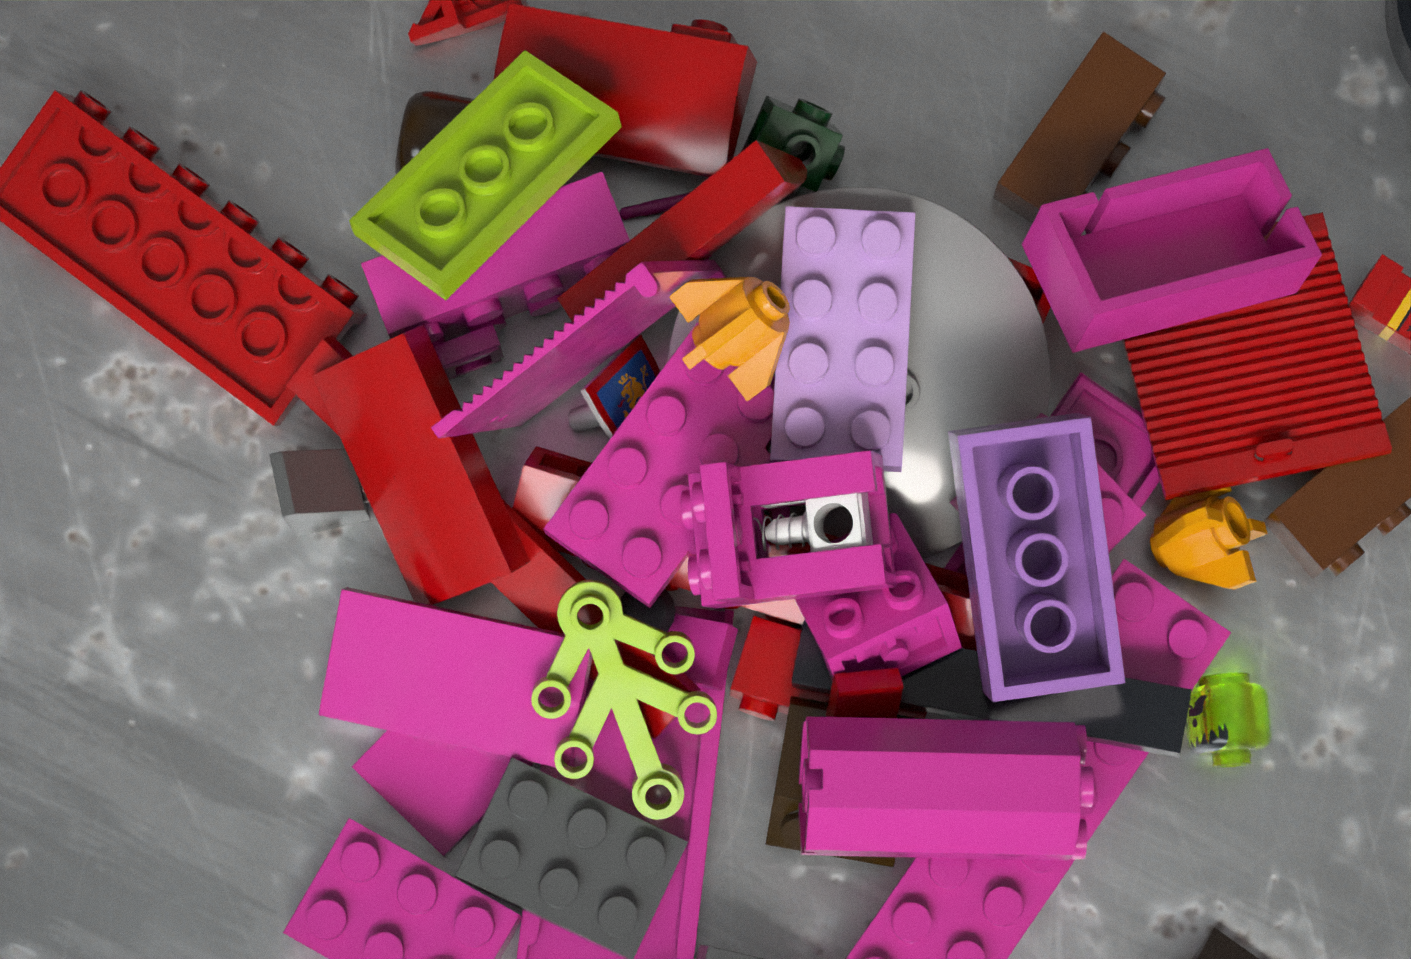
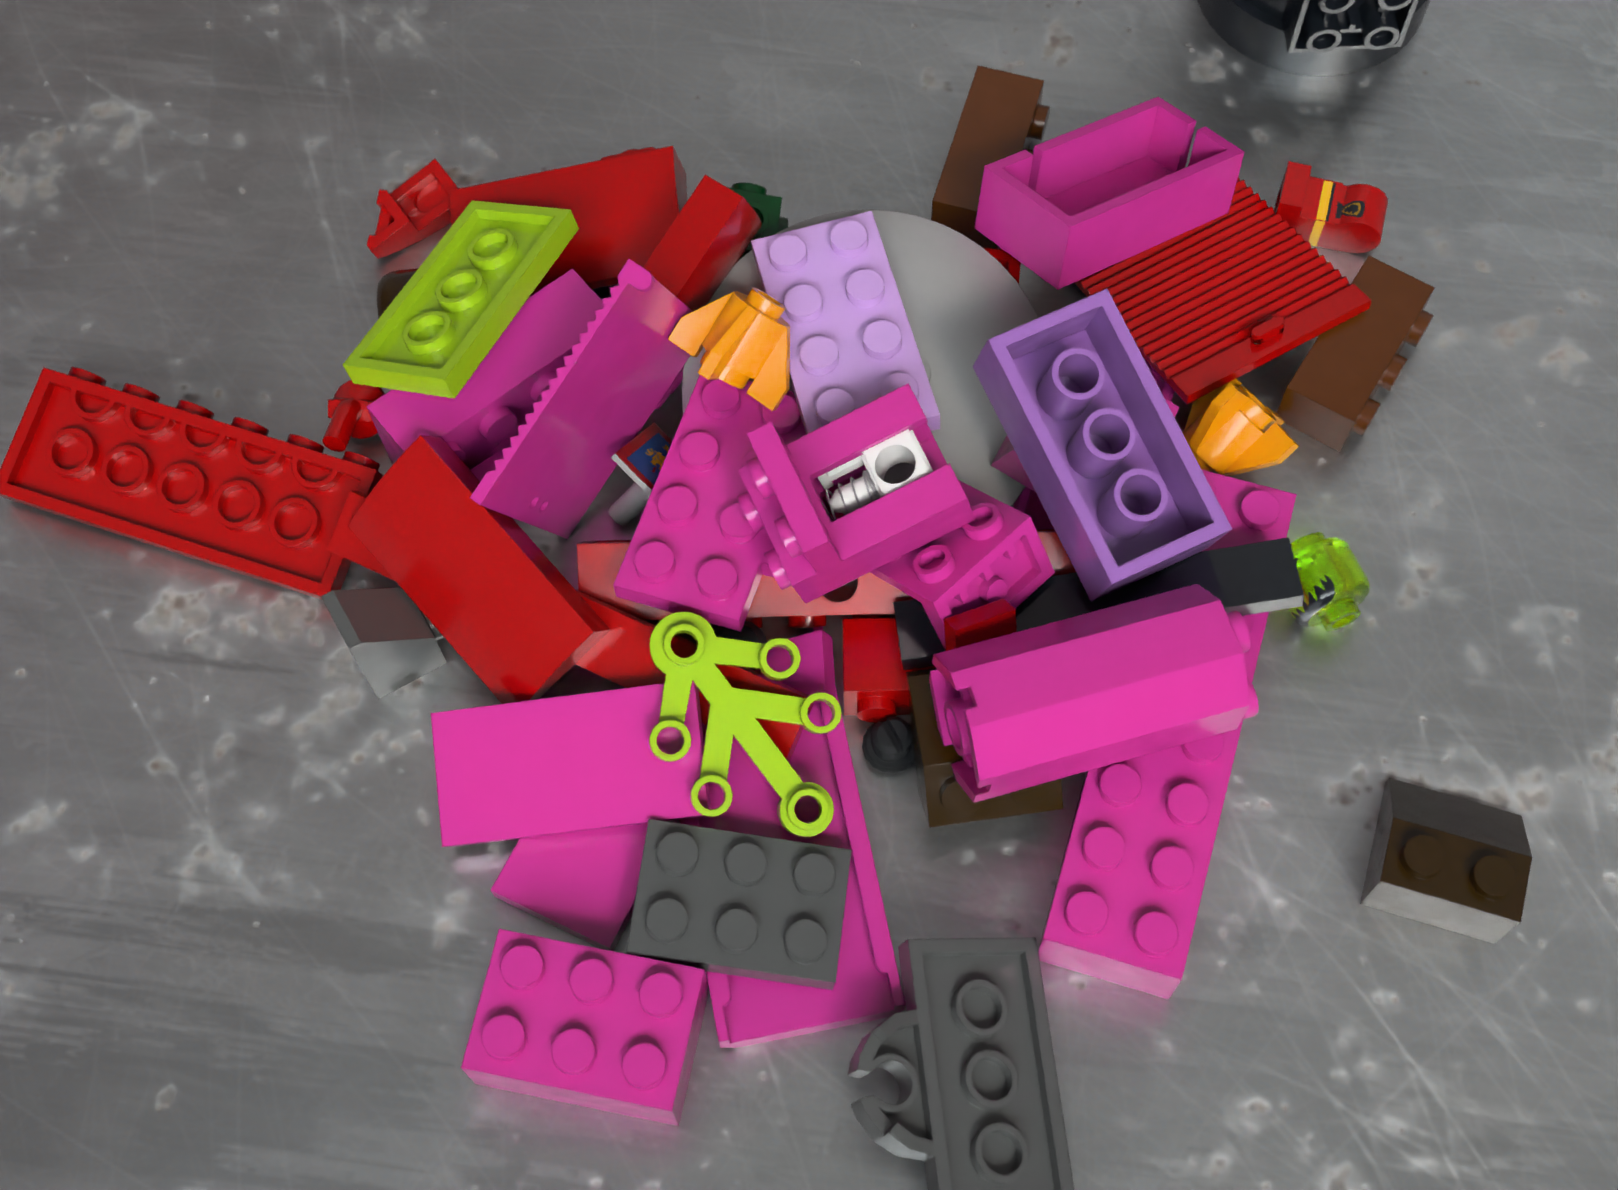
camera: 15 degrees left, 15 degrees down
(339, 233) = (350, 415): none -> red plate
(760, 744) = (889, 745): none -> black piece

